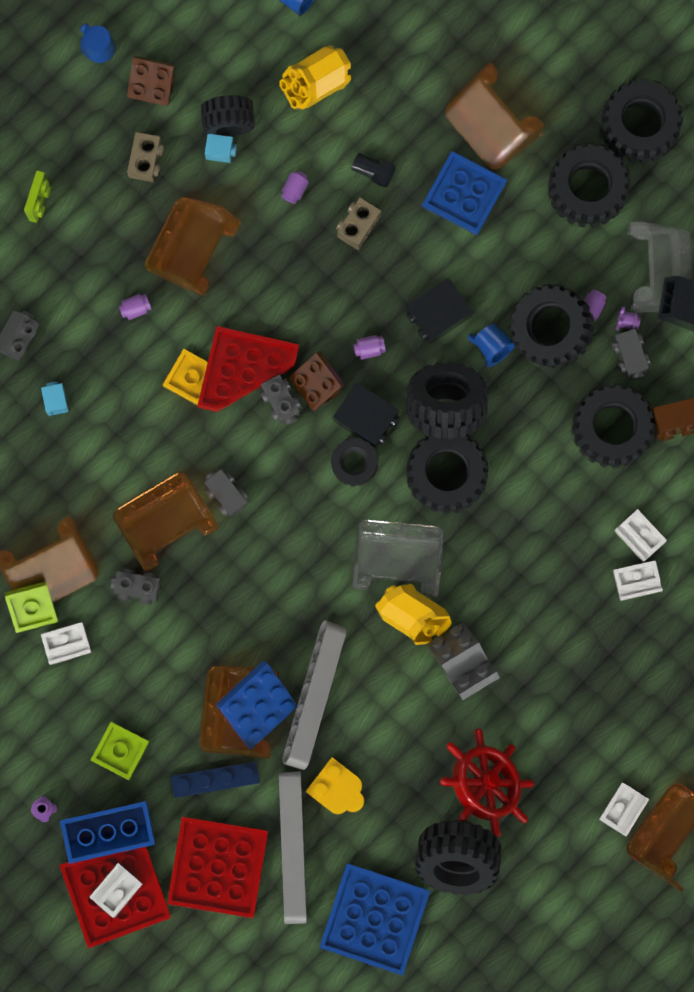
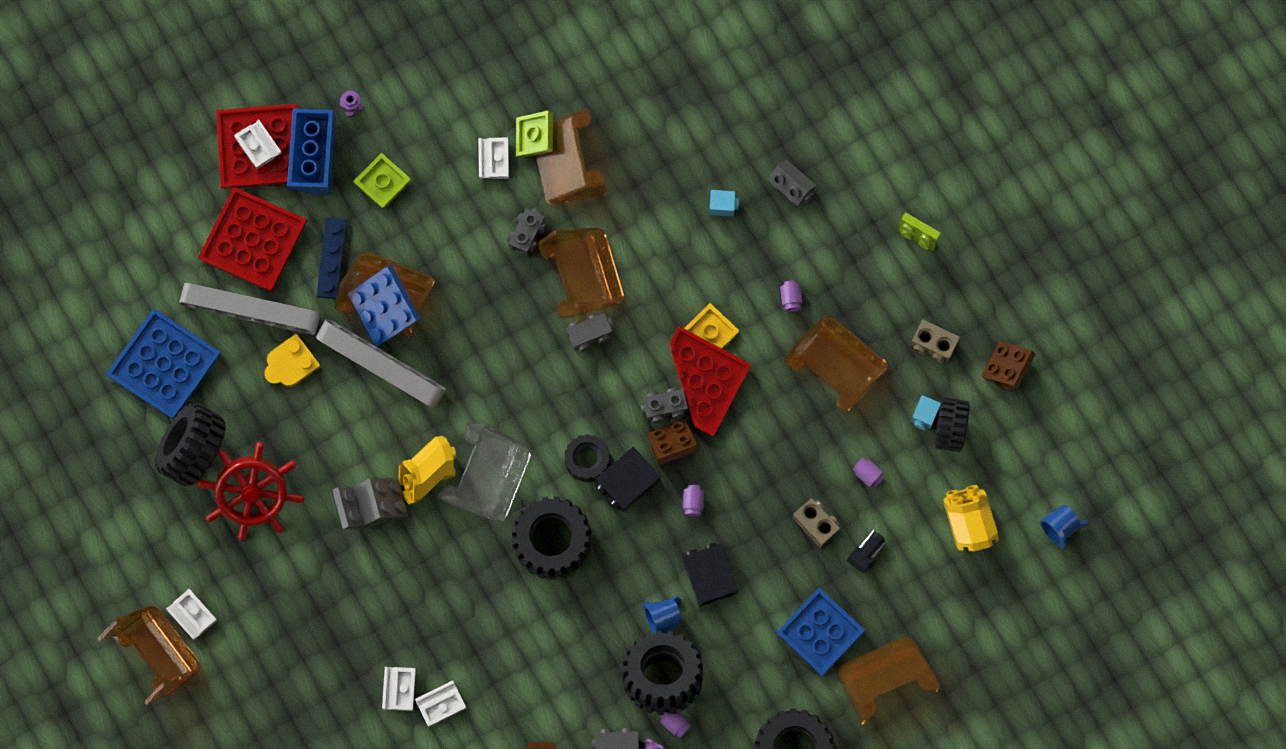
camera: 105 degrees right, 5 degrees down
(97, 43) = (1060, 326): blue hat -> none
(447, 418) = (638, 551): black tyre -> none
(619, 398) = (551, 677): black tyre -> none

